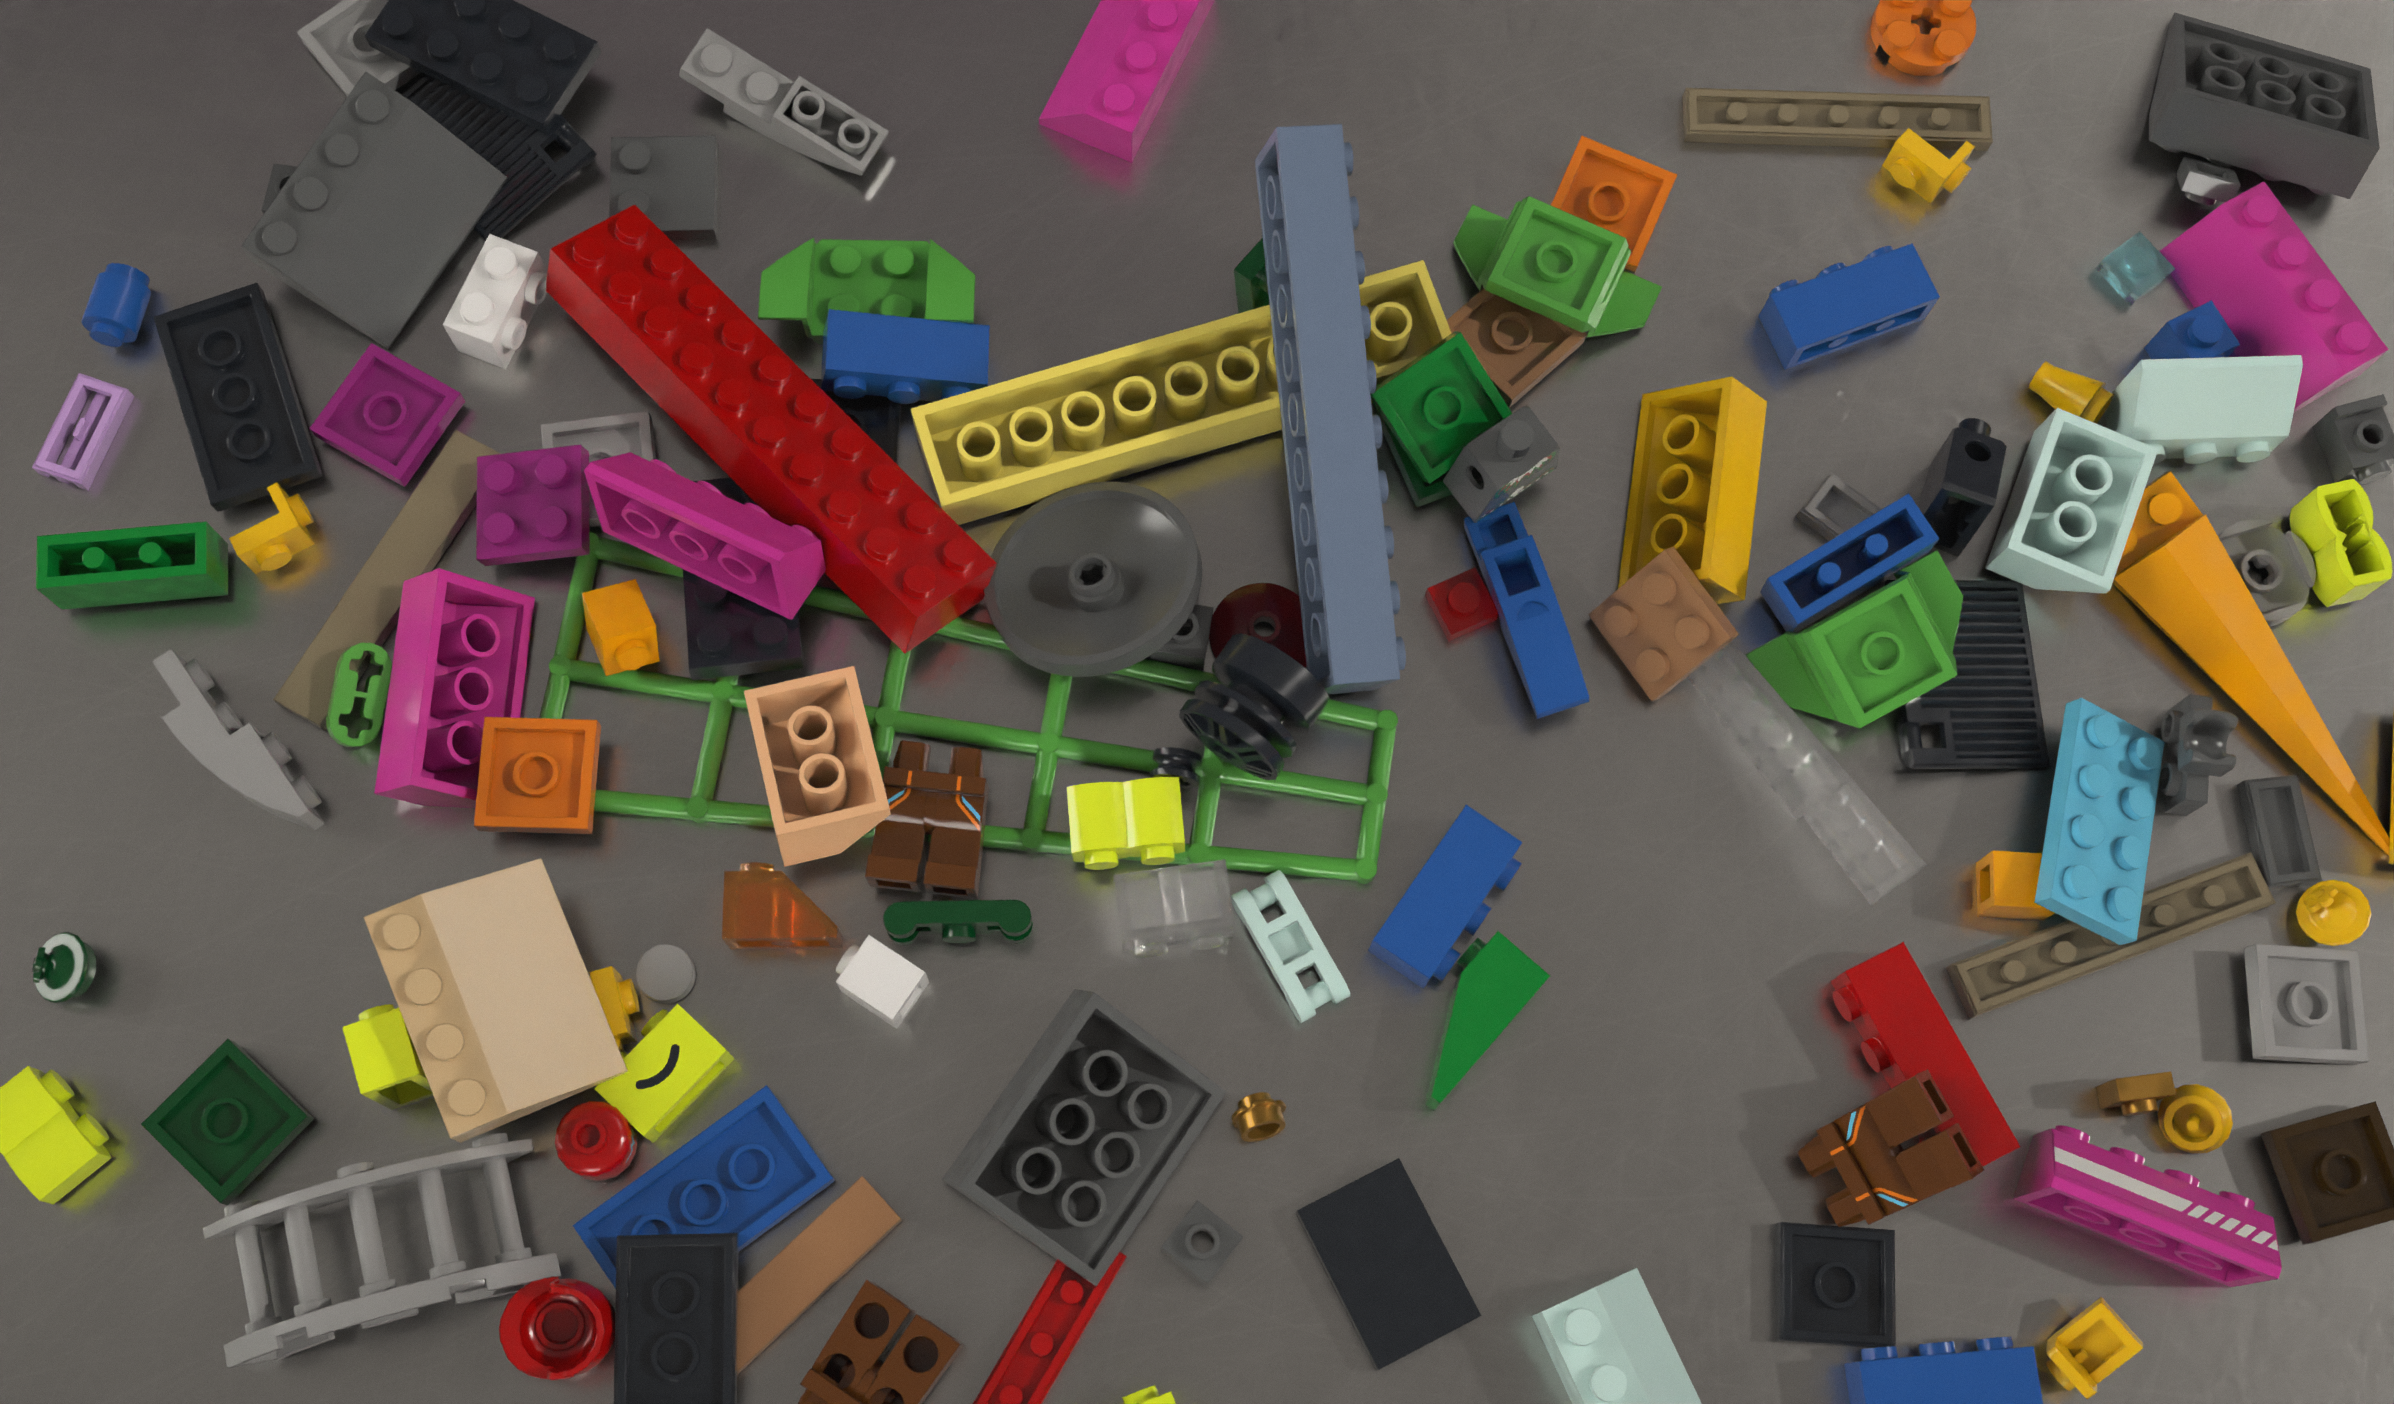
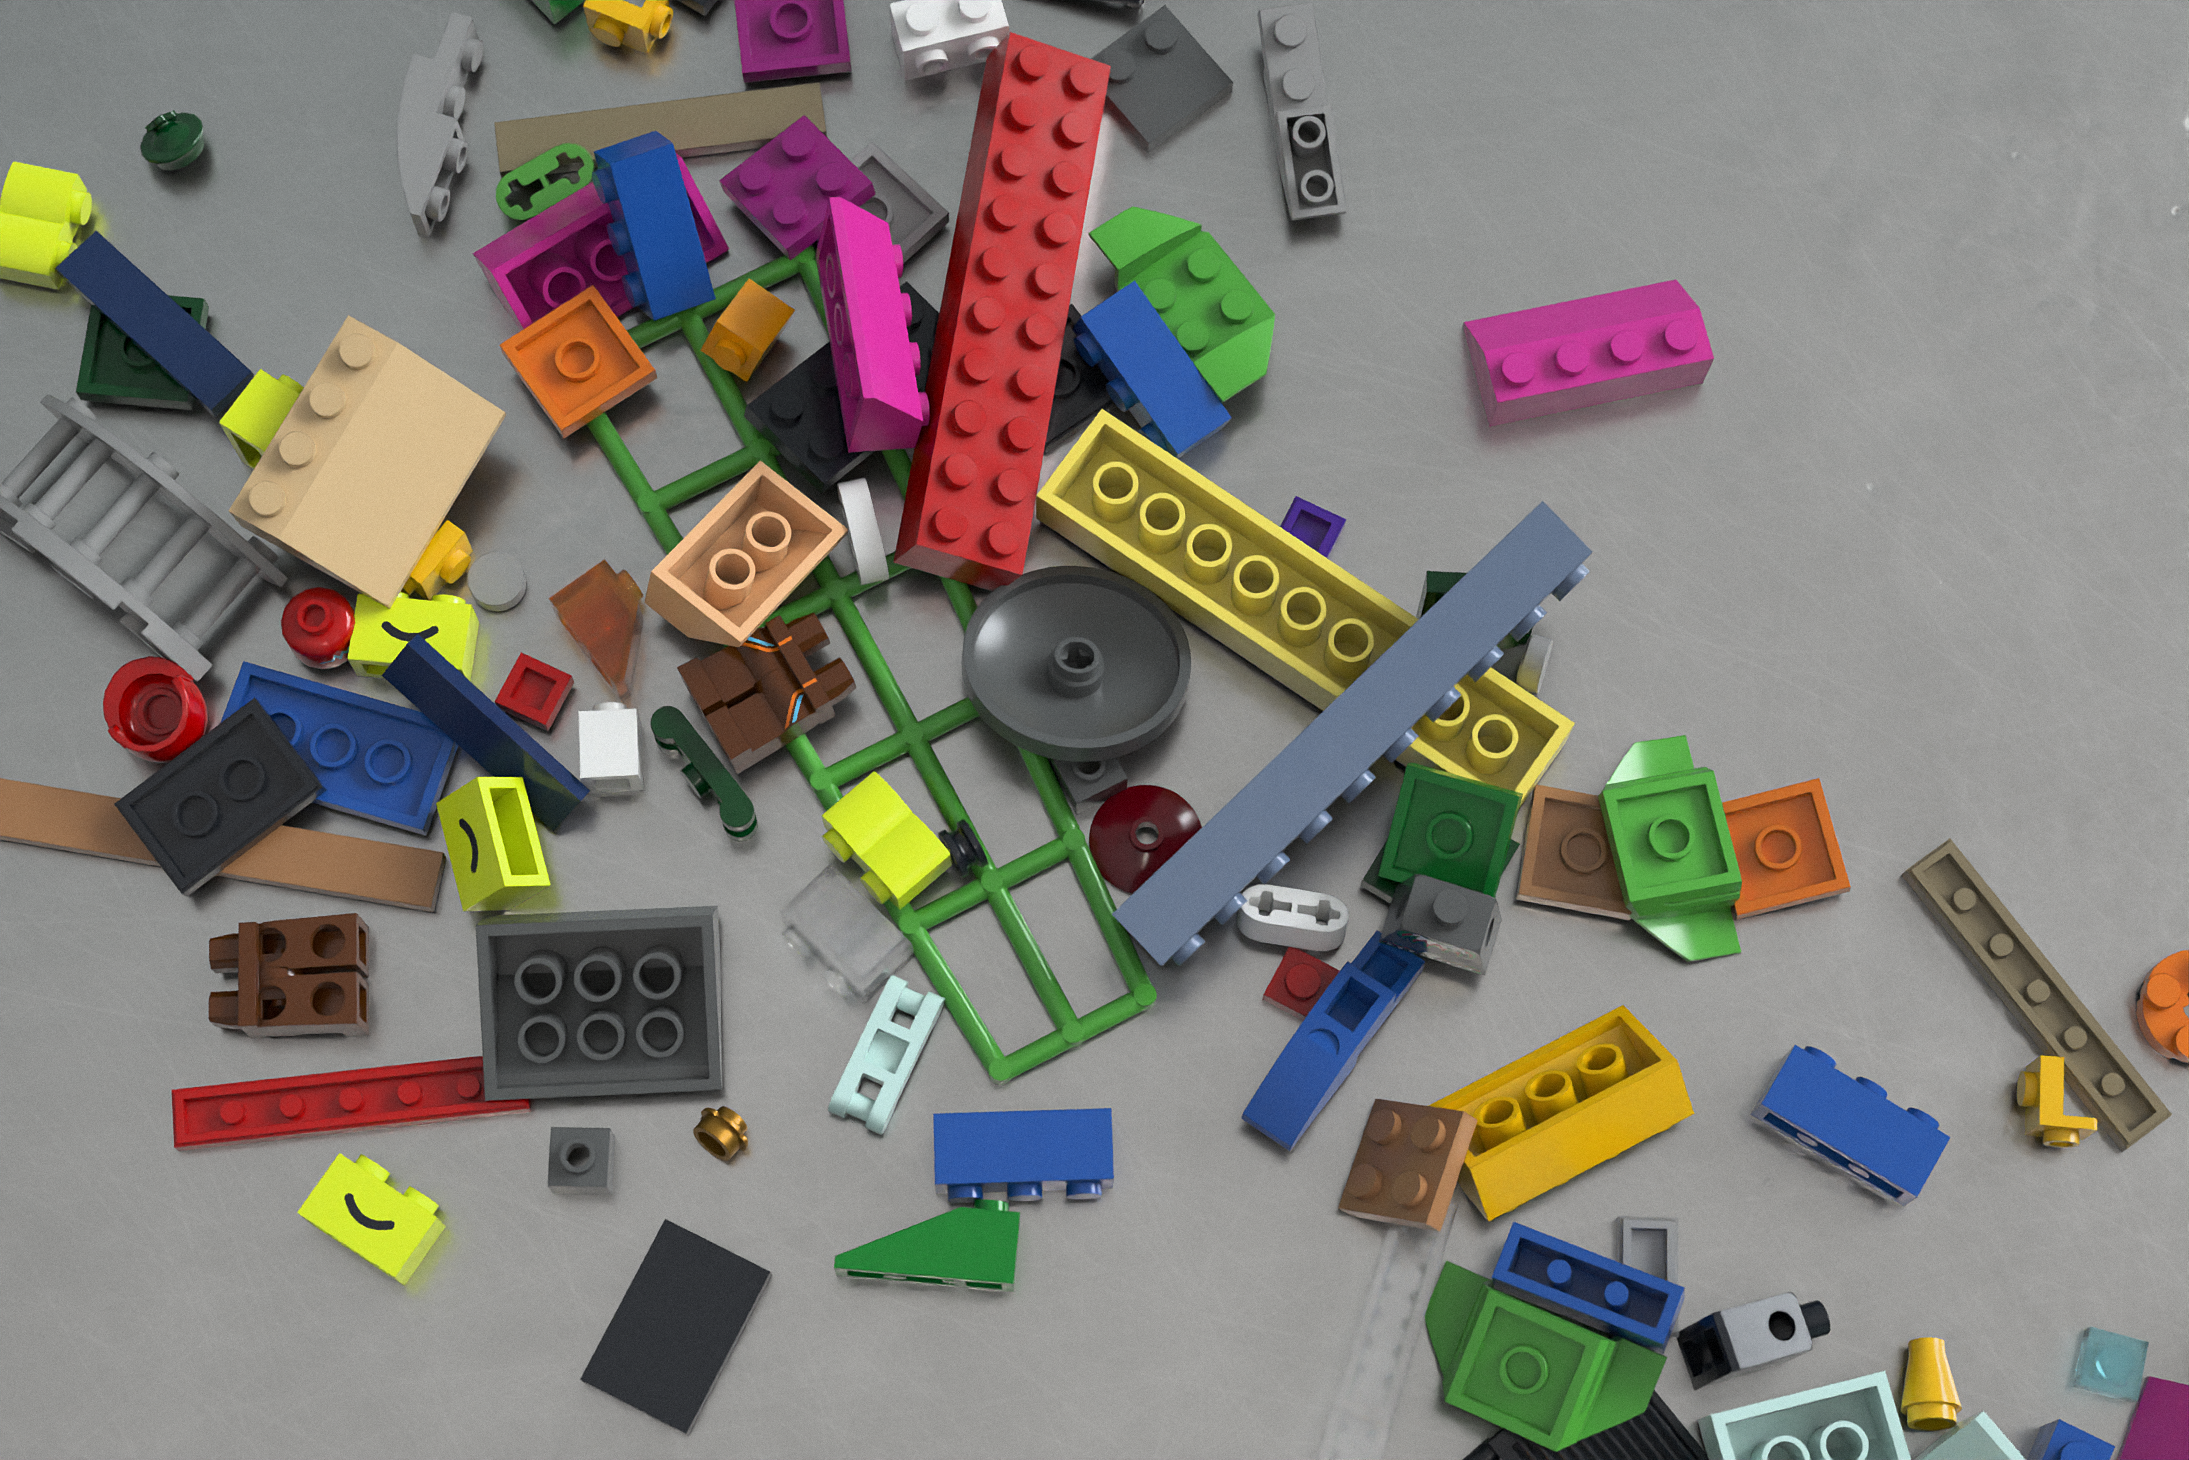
camera: 55 degrees right, 0 degrees up
(216, 1093) = (155, 323): none -> dark blue tile
(477, 630) = (652, 225): none -> blue brick
(784, 1008) = (534, 691): none -> red plate
(793, 1068) = (484, 730): none -> dark blue tile
(871, 661) = (863, 531): none -> white beam
(890, 1128) = (493, 843): none -> neon yellow brick
(1111, 334) = (1313, 525): none -> dark purple tile
(1254, 706) = (1055, 869): black wheel -> none
(1418, 571) = (1293, 917): none -> white beam

